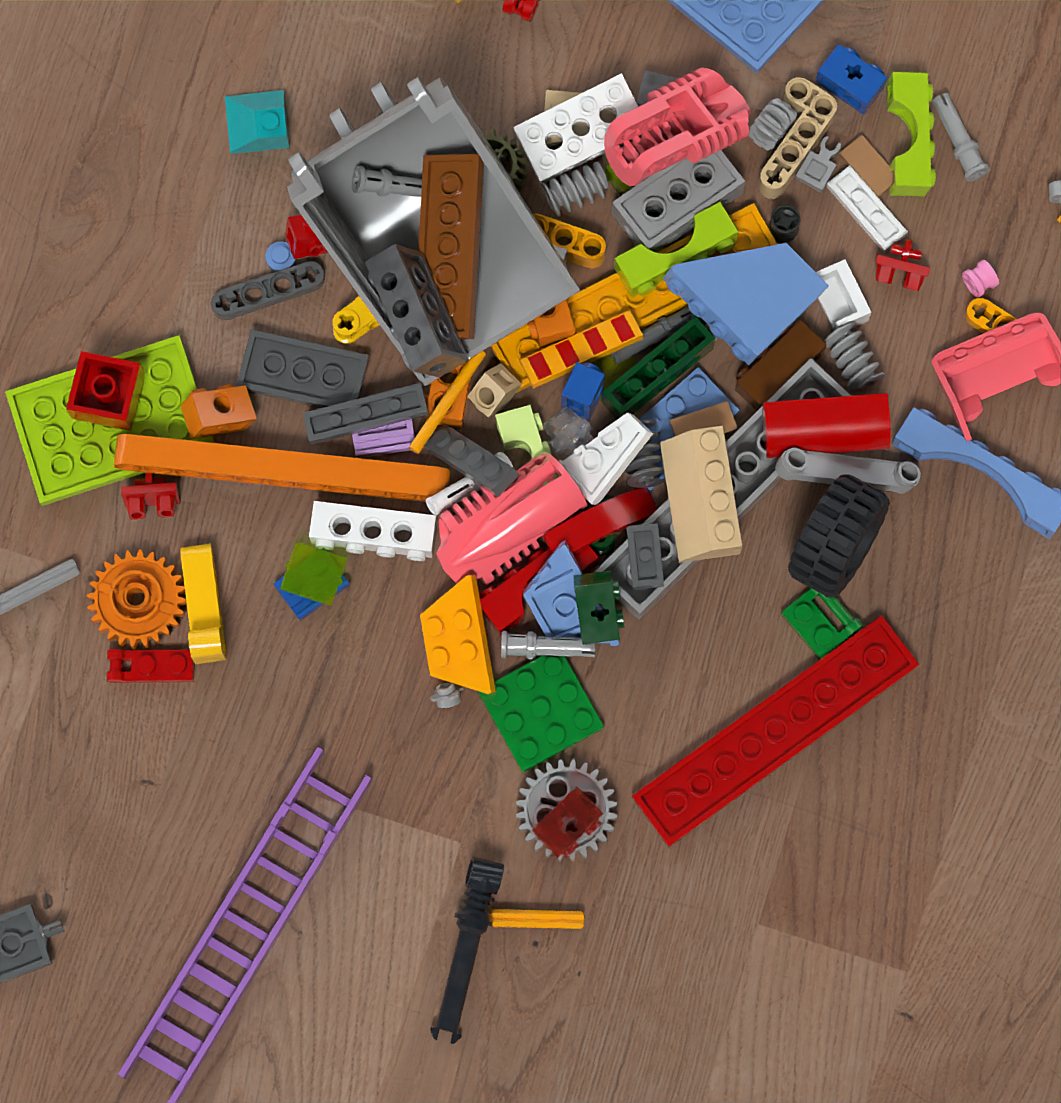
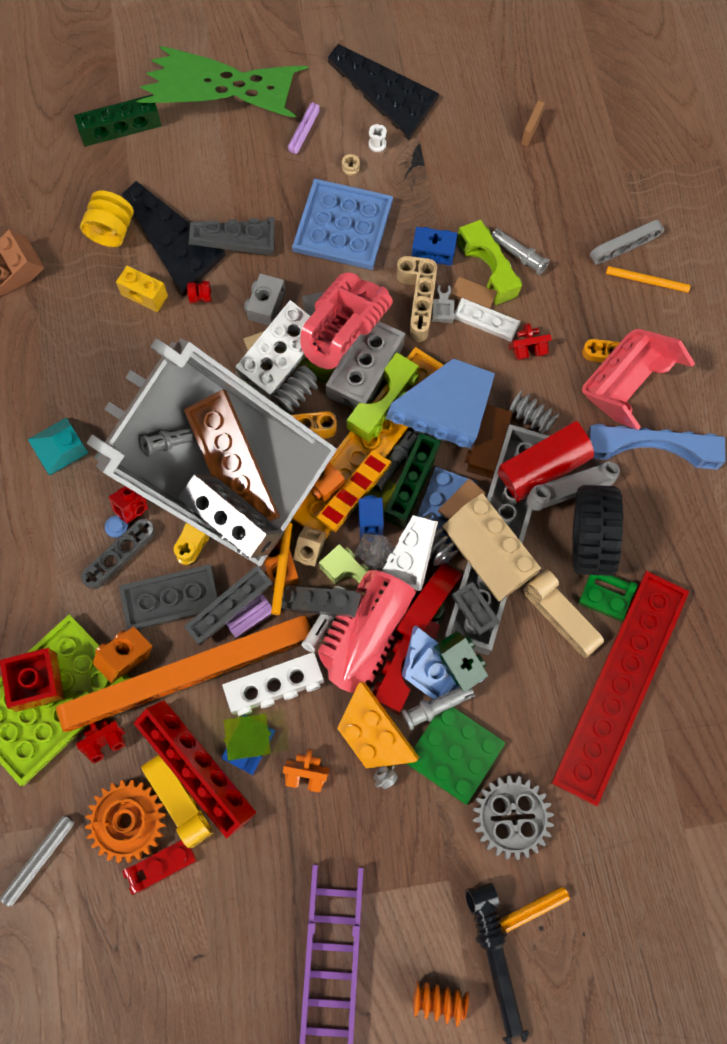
camera: 30 degrees left, 5 degrees down
(239, 578) = (194, 768): none -> red brick
(350, 638) = (306, 767): none -> orange hips
(380, 957) = (440, 1003): none -> orange piece
(573, 805) = (515, 840): clear red brick -> none
(592, 67) = (265, 311): none -> light grey brick
(751, 616) = (556, 608): none -> tan beam
(772, 124) = (401, 292): light grey gear -> none
(785, 217) = (442, 345): pearl dark grey wheel -> none
(843, 298) = (507, 379): white panel -> none
(980, 278) = (582, 328): bright pink wheel -> none

